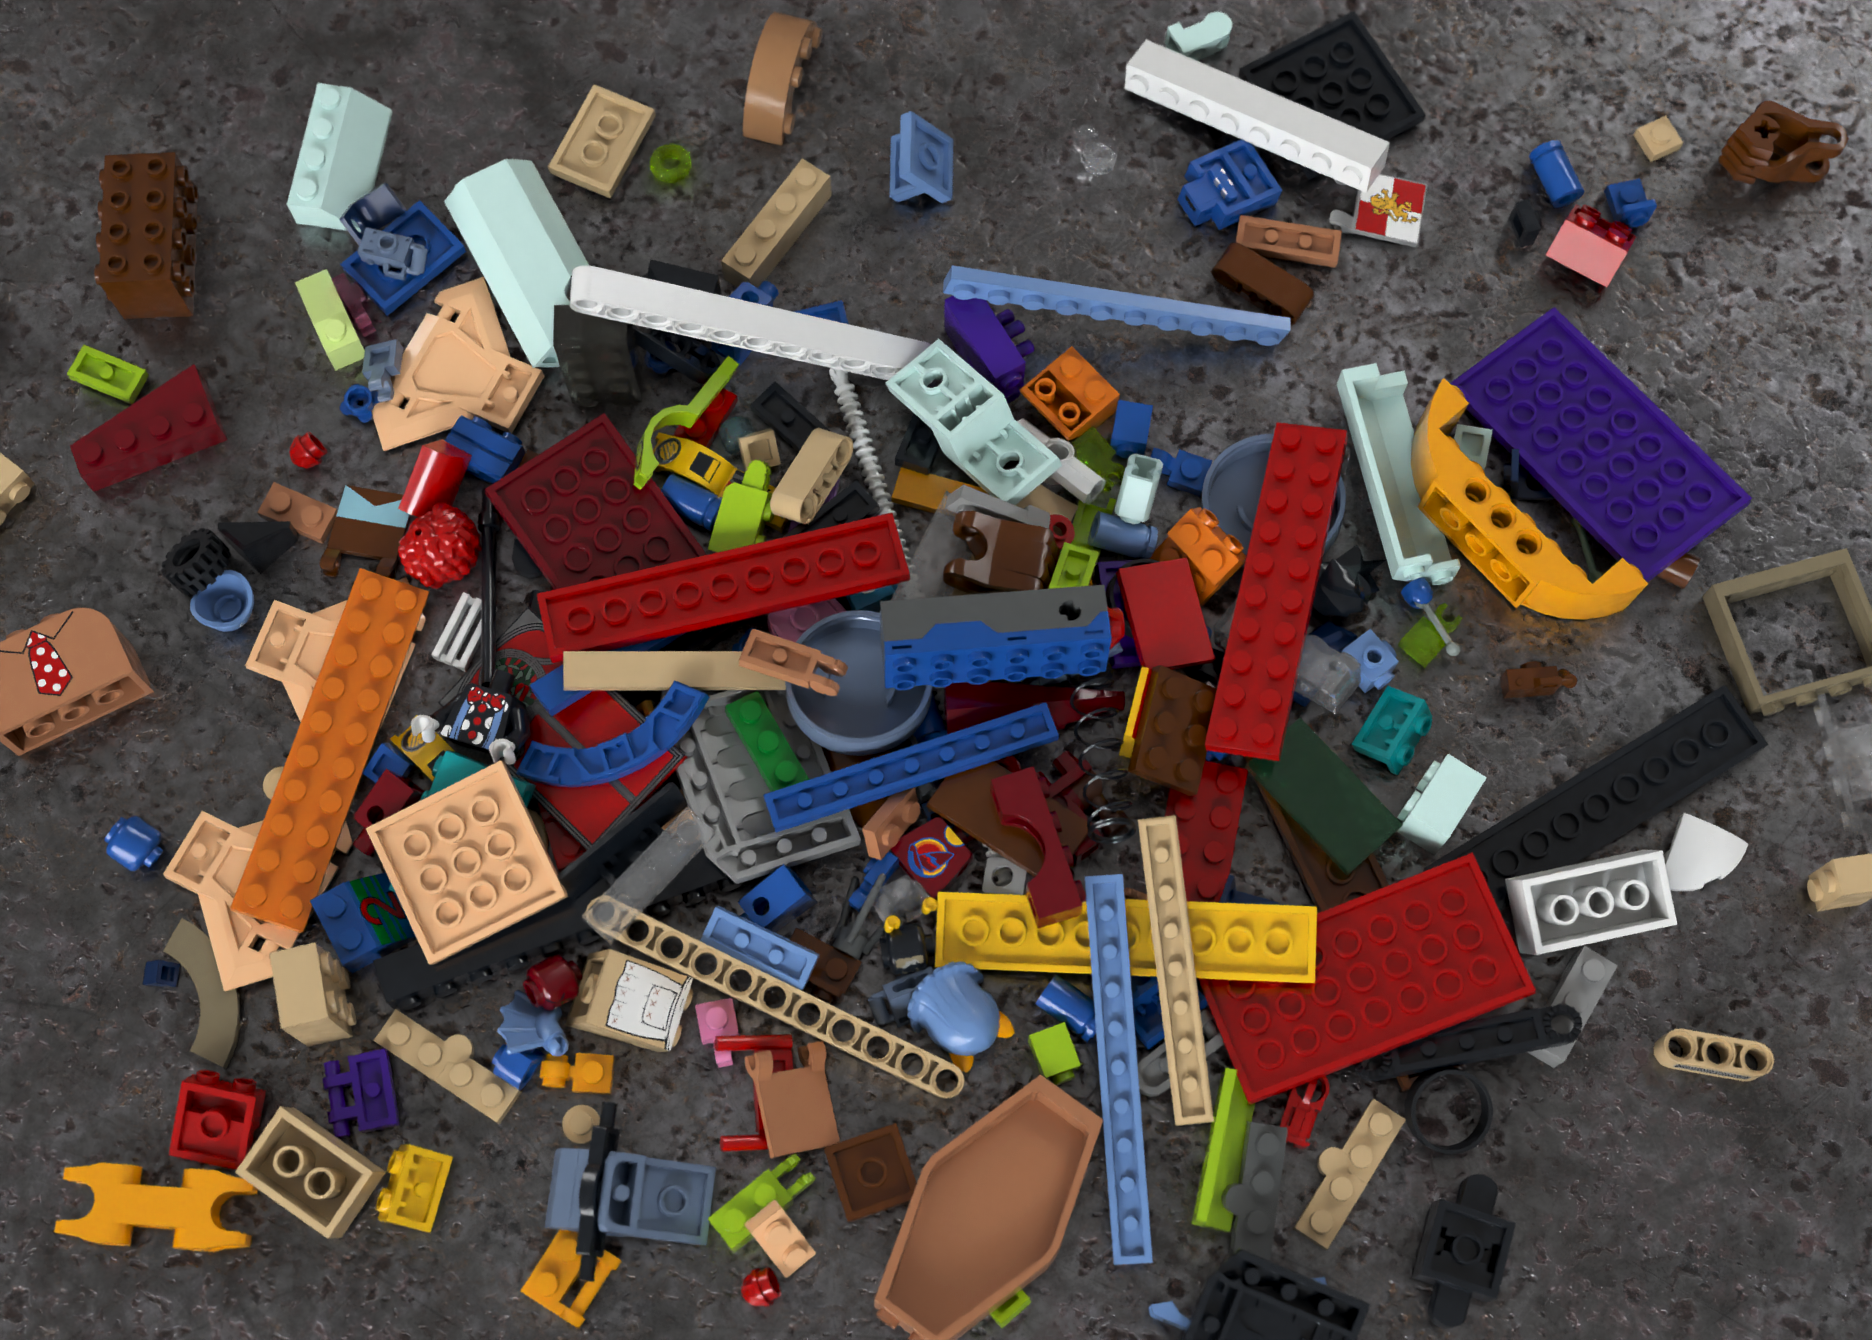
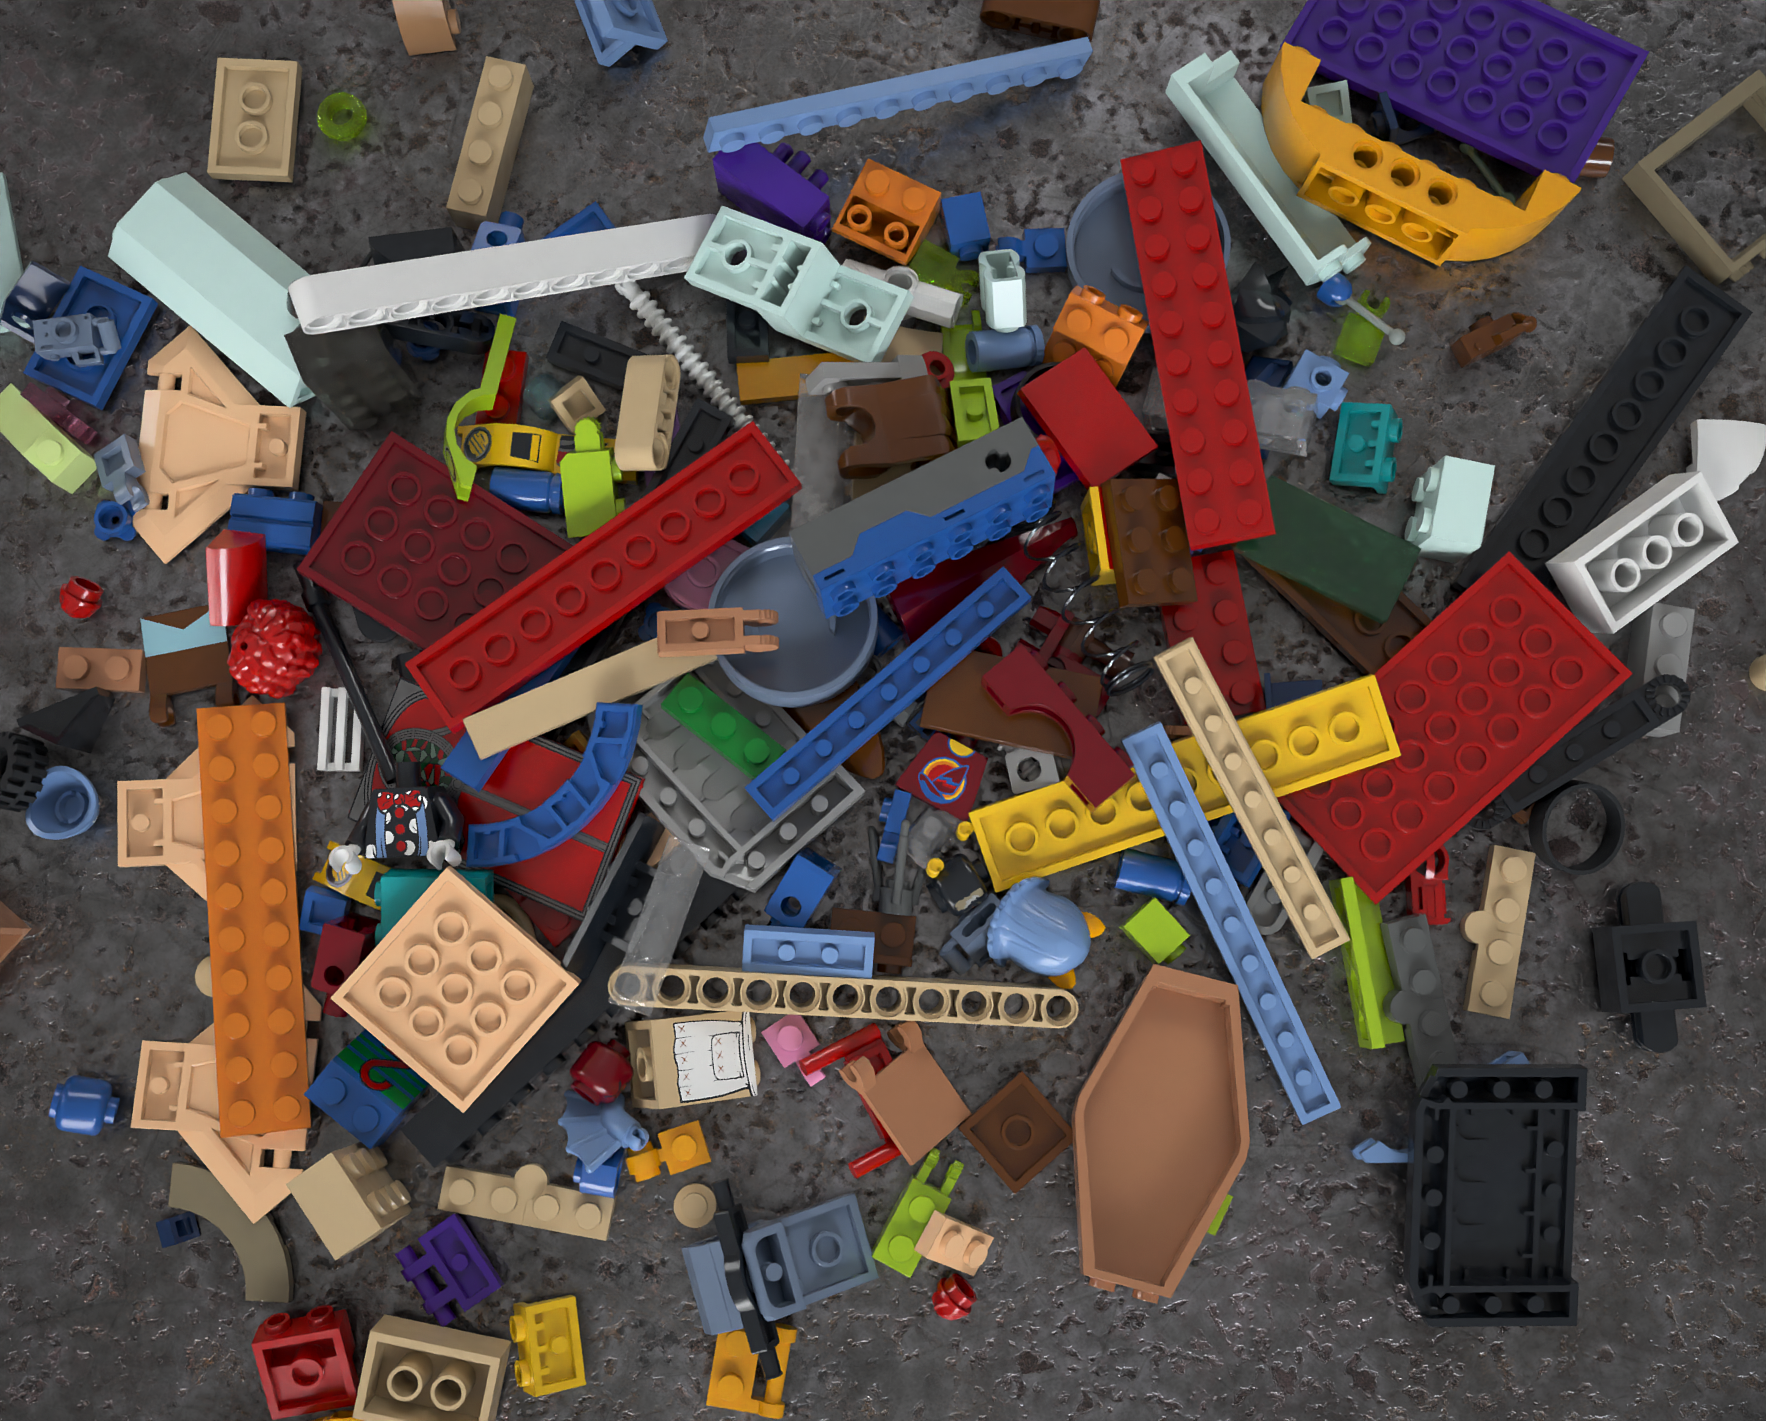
camera: 25 degrees left, 10 degrees up
(891, 822) = (889, 761): nougat plate -> none

